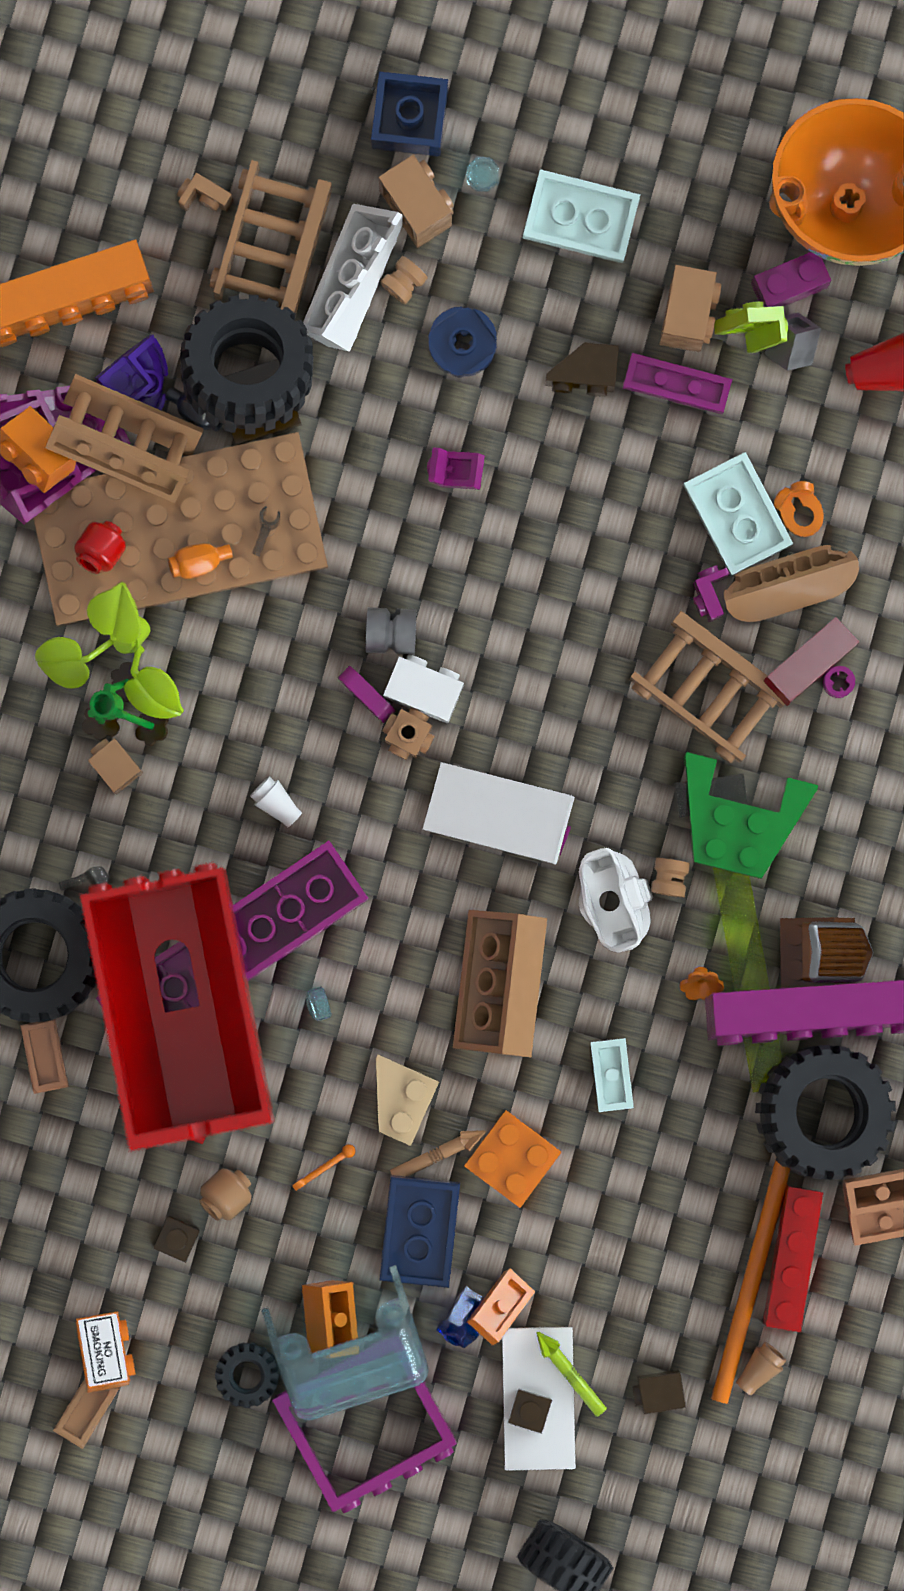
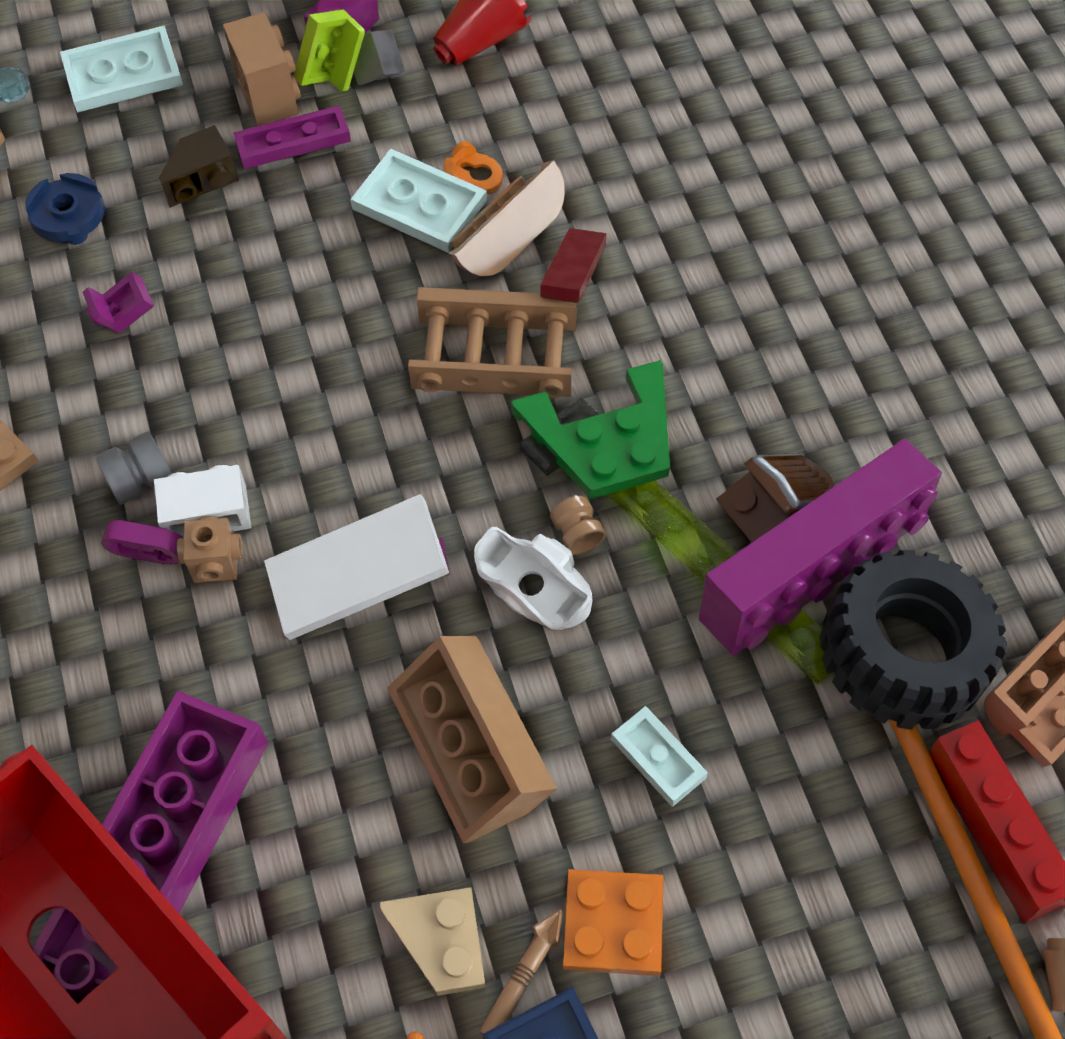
camera: 30 degrees left, 25 degrees down
(275, 801) = (99, 703): white cone -> none
(318, 1004) = (274, 888): clear light blue tile -> none
(701, 984) = (683, 606): orange plant -> none
(707, 600) = (434, 268): magenta bracket -> none
(849, 680) = (612, 287): magenta bush -> none

